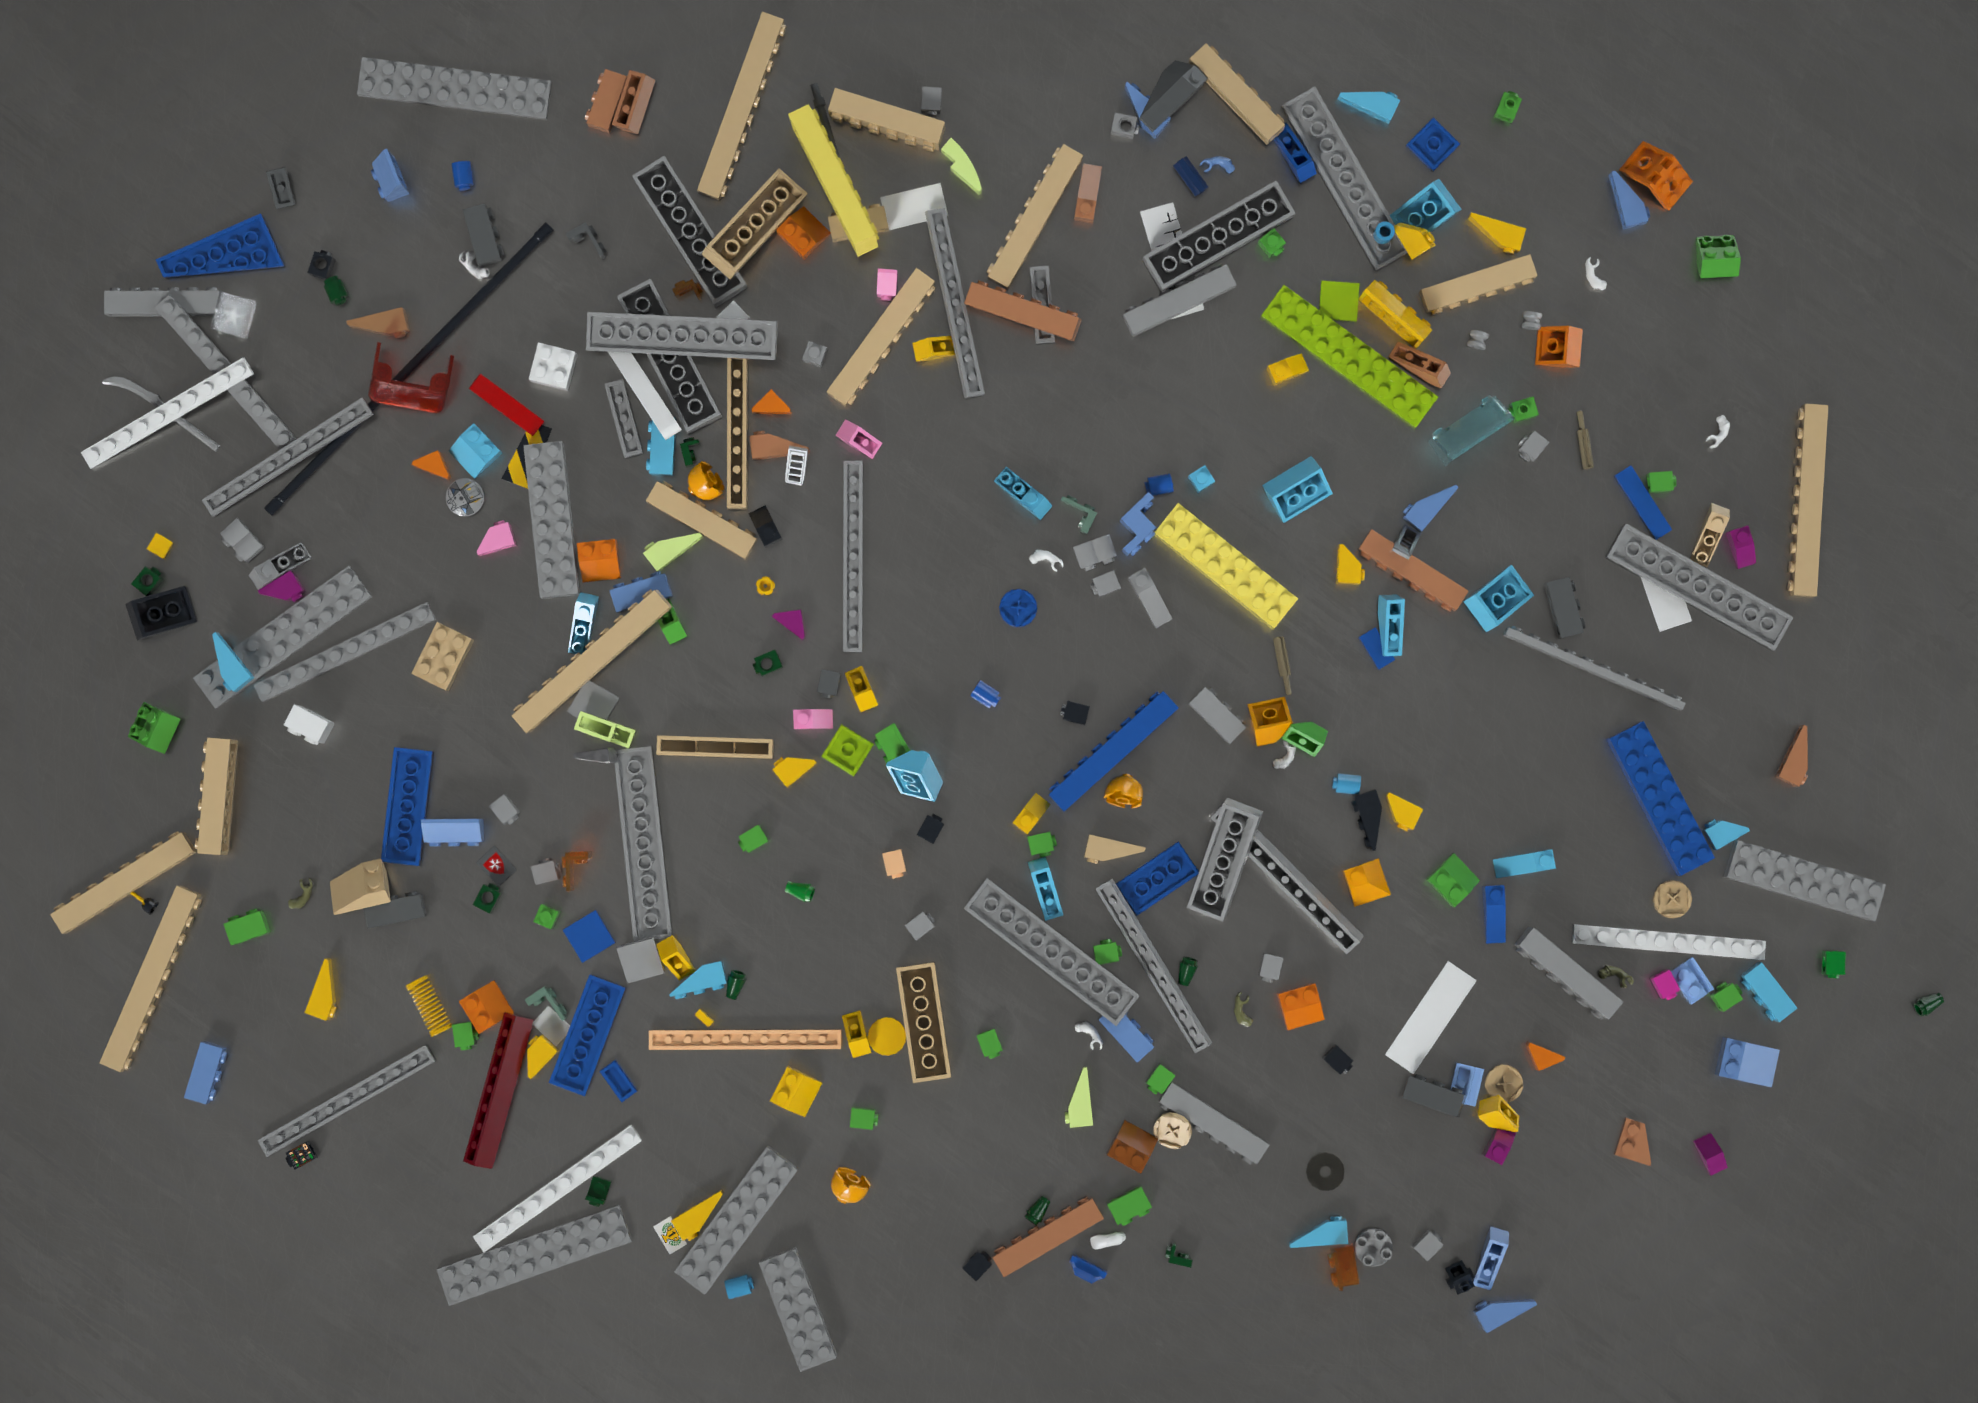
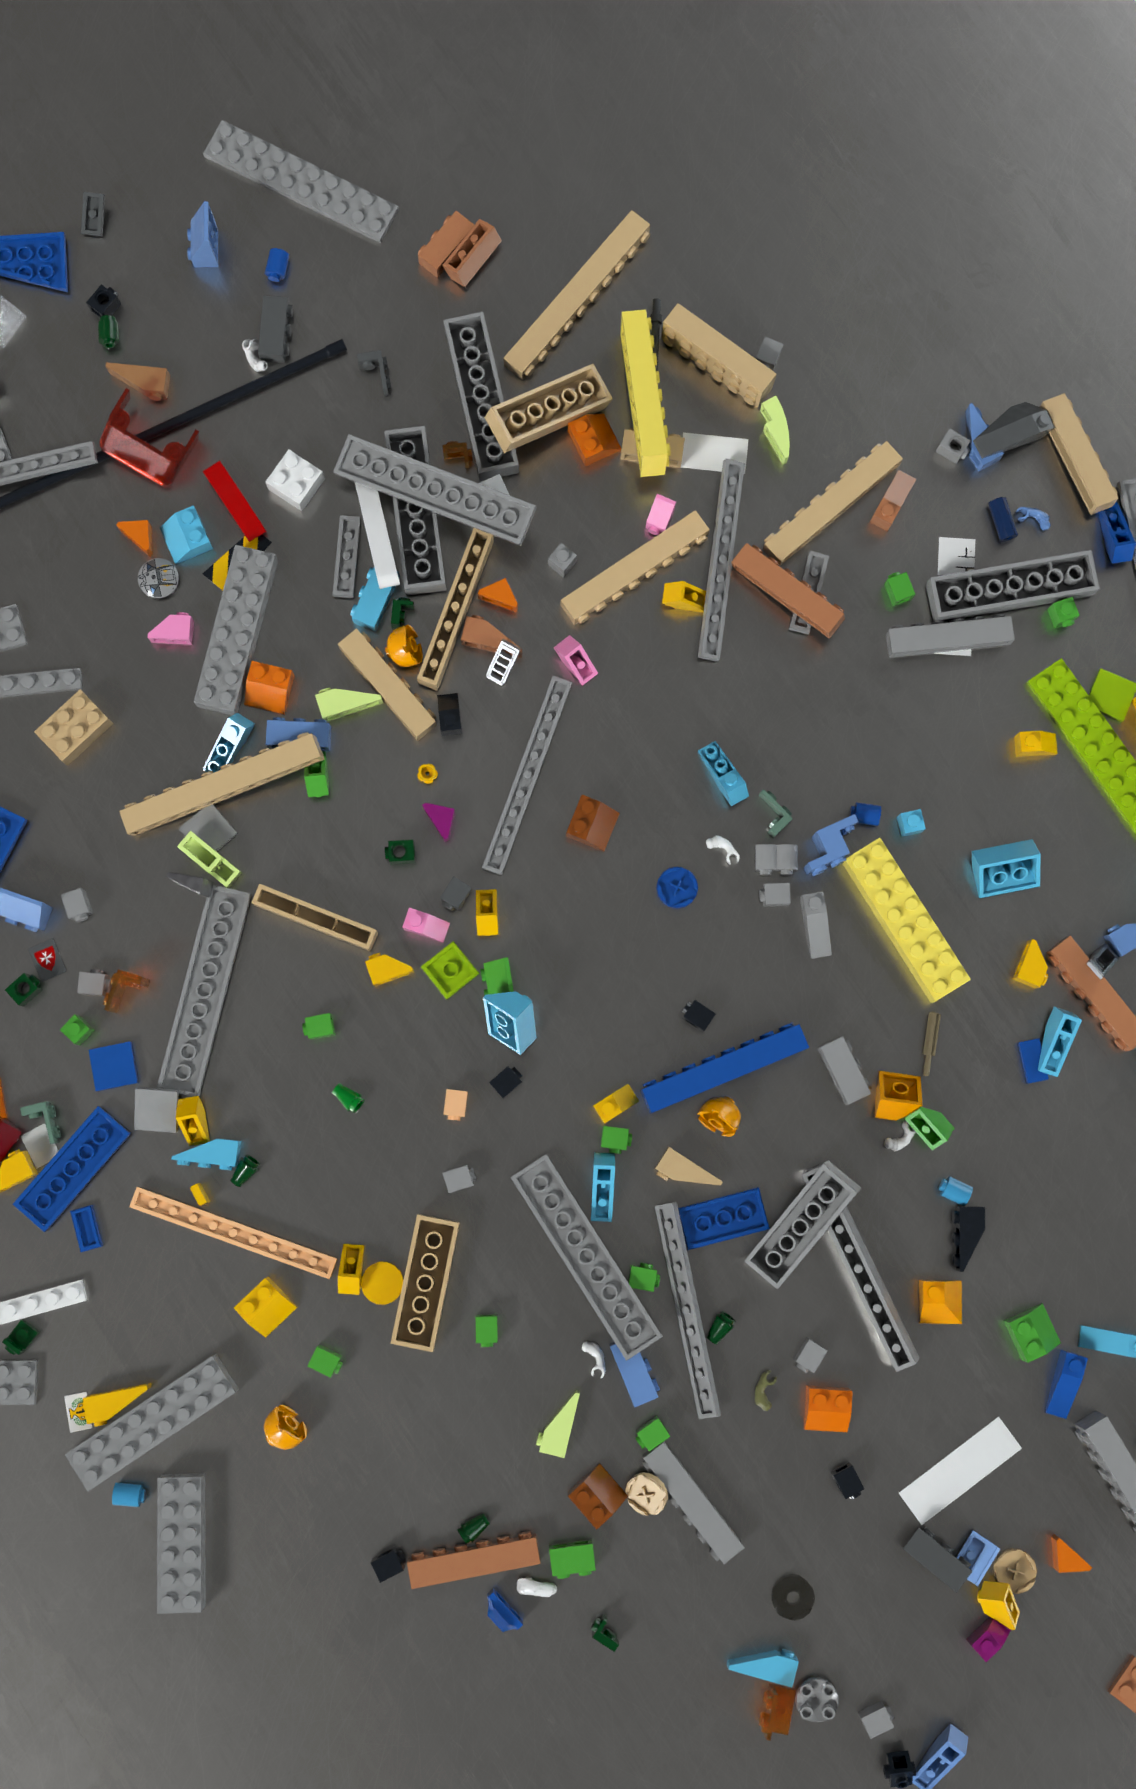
camera: 15 degrees right, 5 degrees down
(925, 578) = (592, 823): none -> dark orange slope
(985, 694) = (612, 963): blue brick -> none
(1120, 272) = (899, 588): none -> bright green brick
(1403, 812) = (1004, 1241): yellow slope -> none

